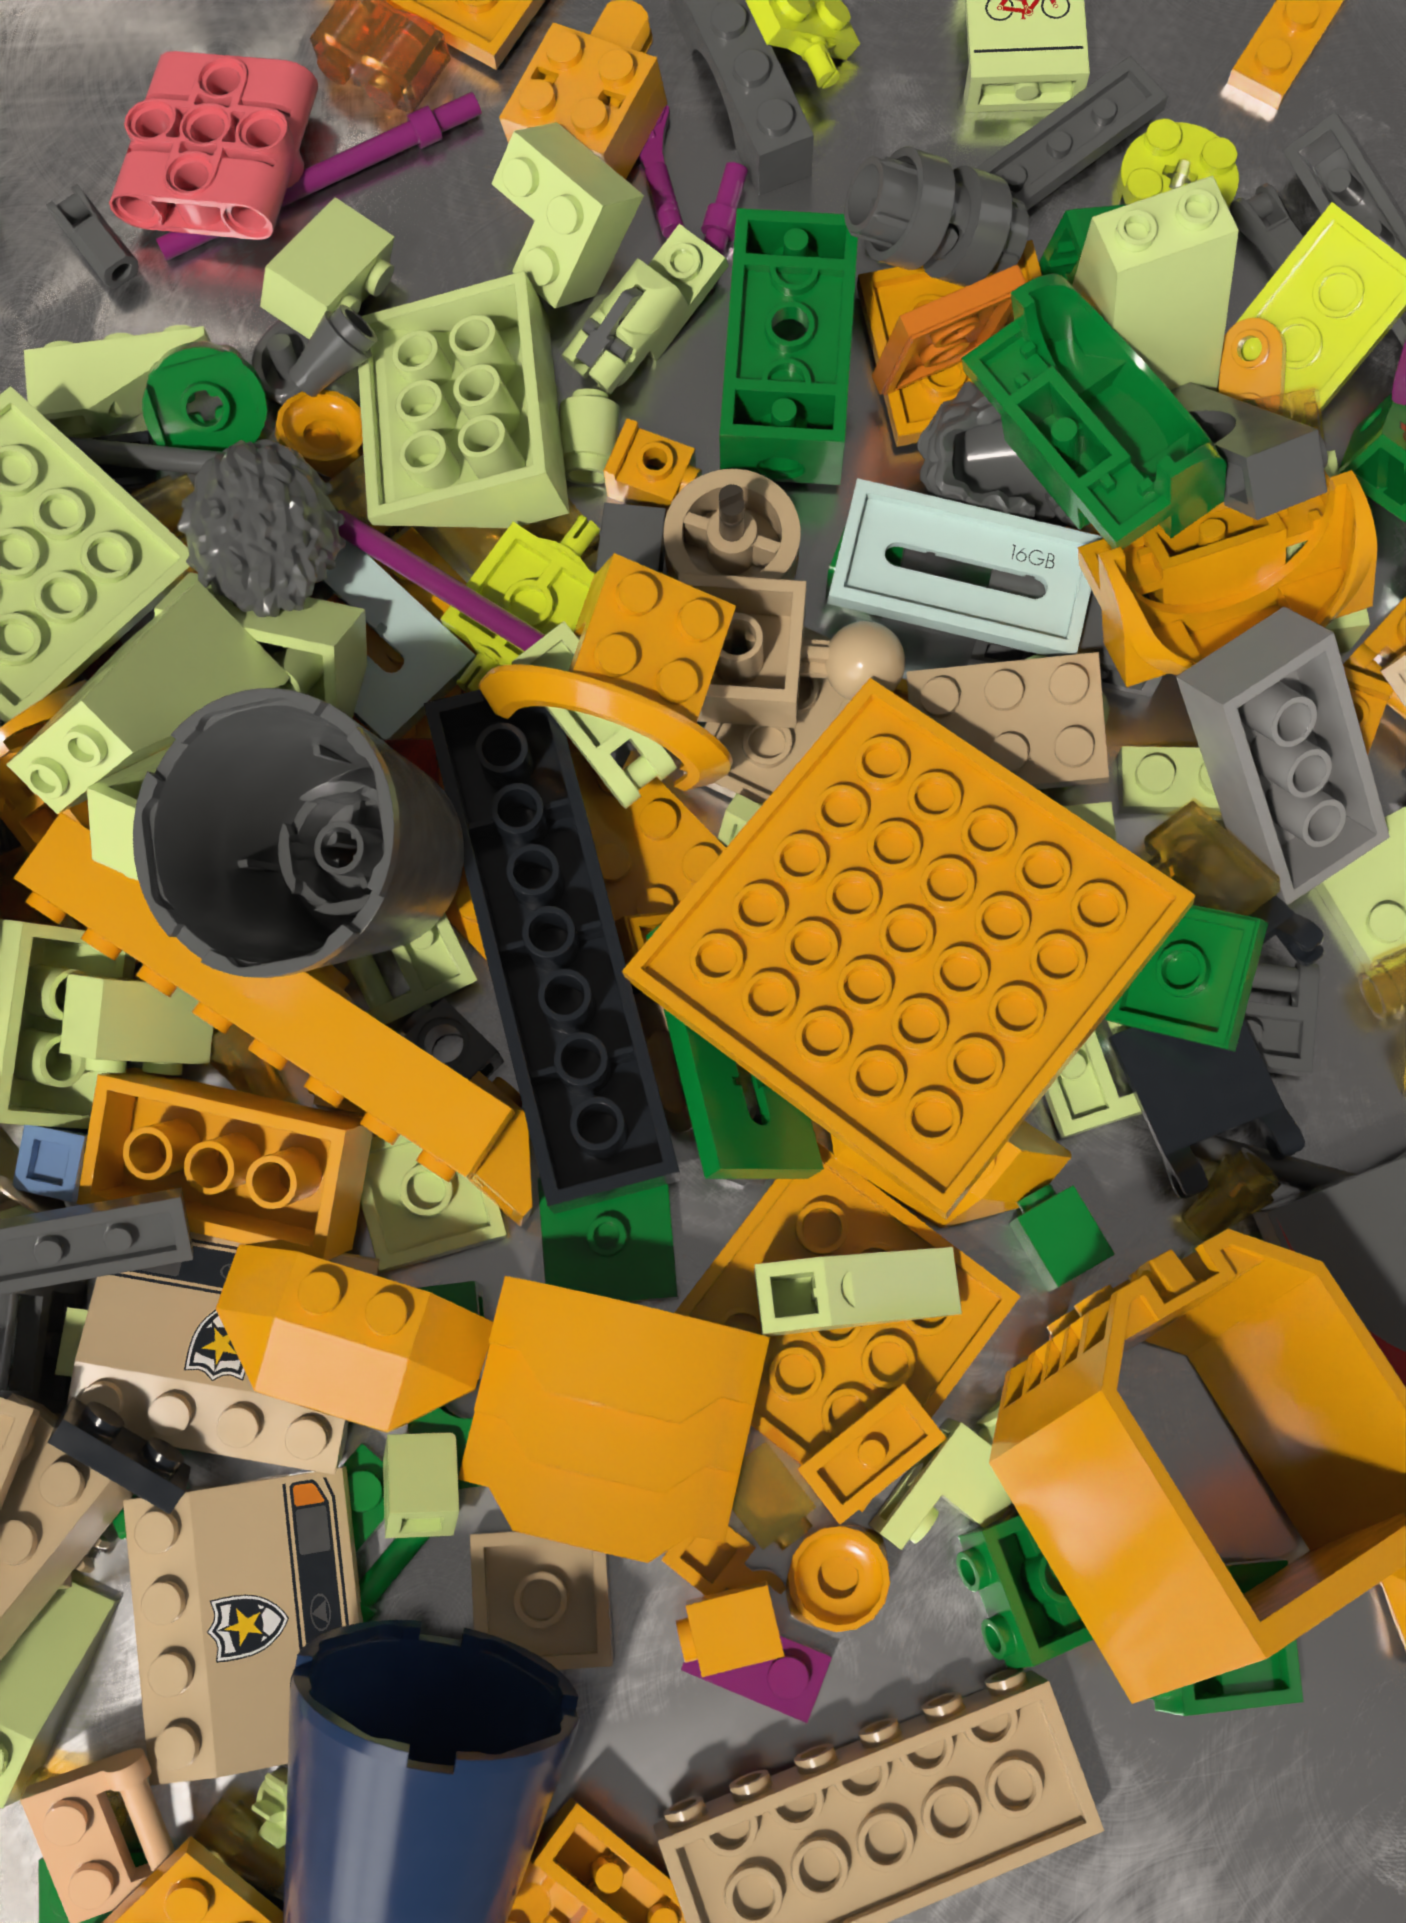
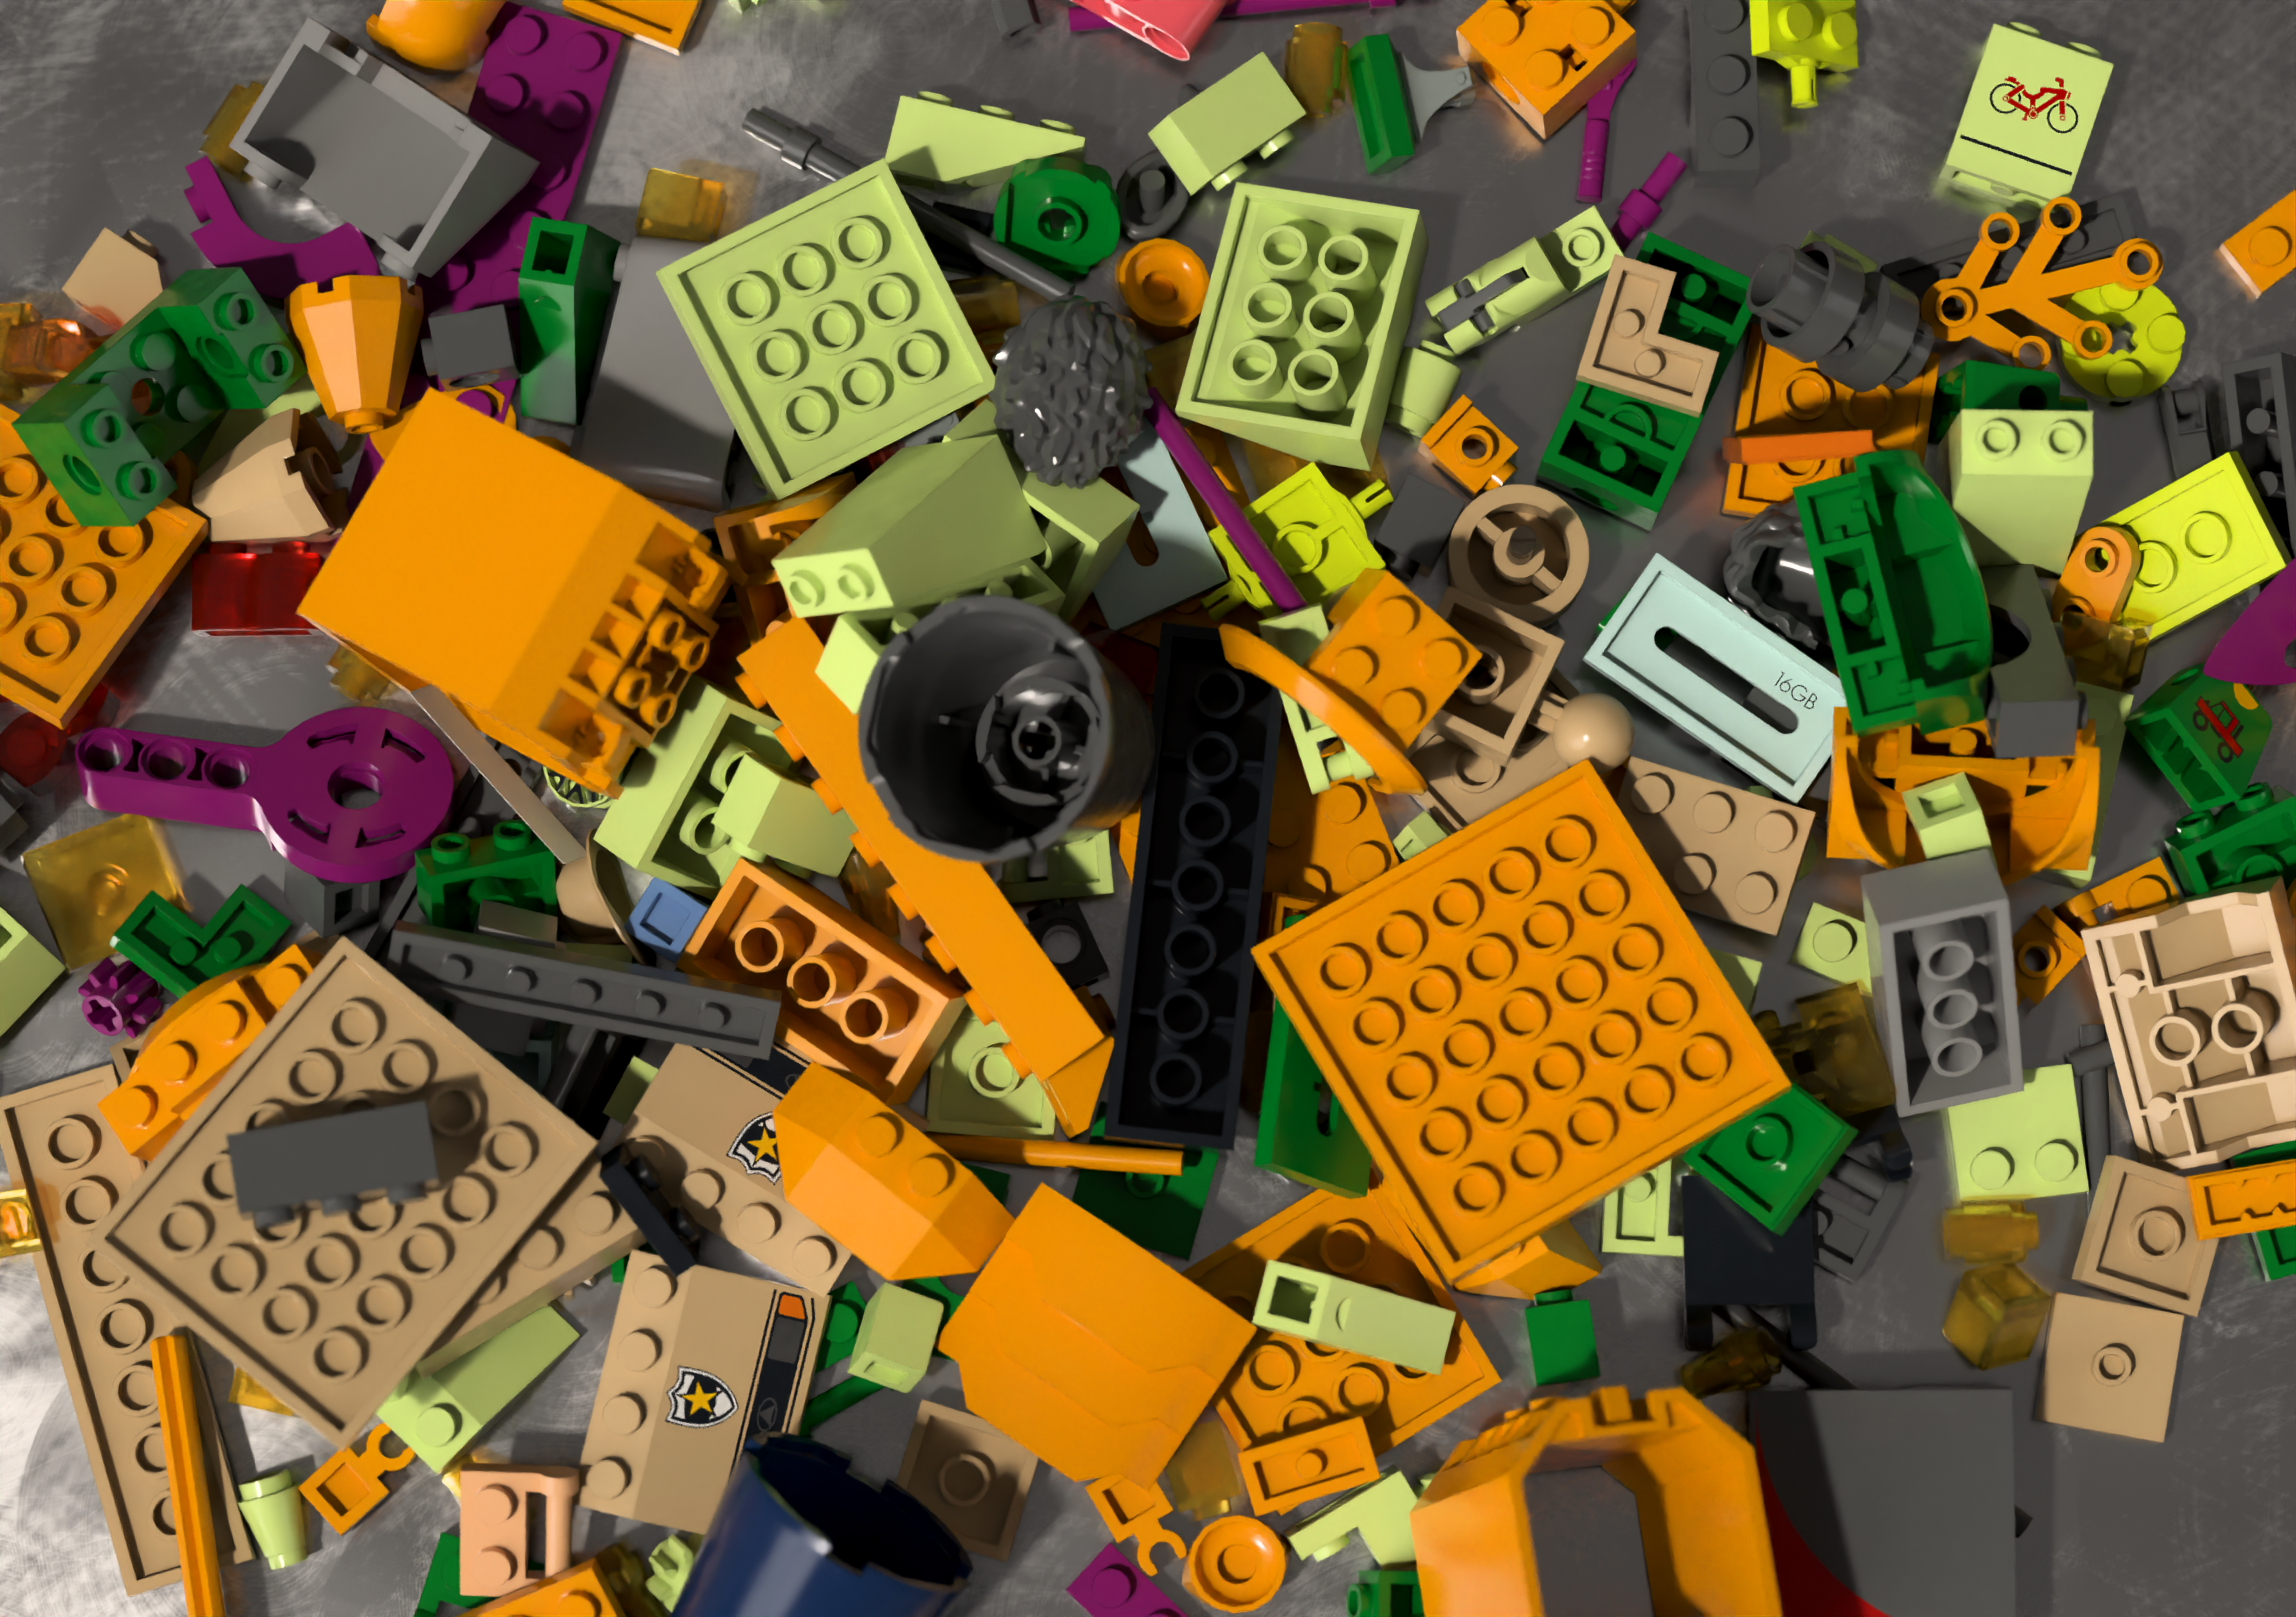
camera: 20 degrees right, 5 degrees up
(334, 349) = (1205, 217): dark grey cone -> none
(392, 202) = (1317, 68): none -> clear yellow brick
(463, 210) = (1397, 100): none -> green piece
(516, 1242) = (1061, 1154): none -> light orange bar
(576, 208) = (1492, 154): yellowish green brick -> none
(730, 1629) = (1124, 1567): light orange brick -> none
(768, 310) = (1630, 354): none -> tan plate
(1092, 155) = (2029, 290): none -> light orange plant
(1230, 597) = (1947, 818): none -> yellowish green panel

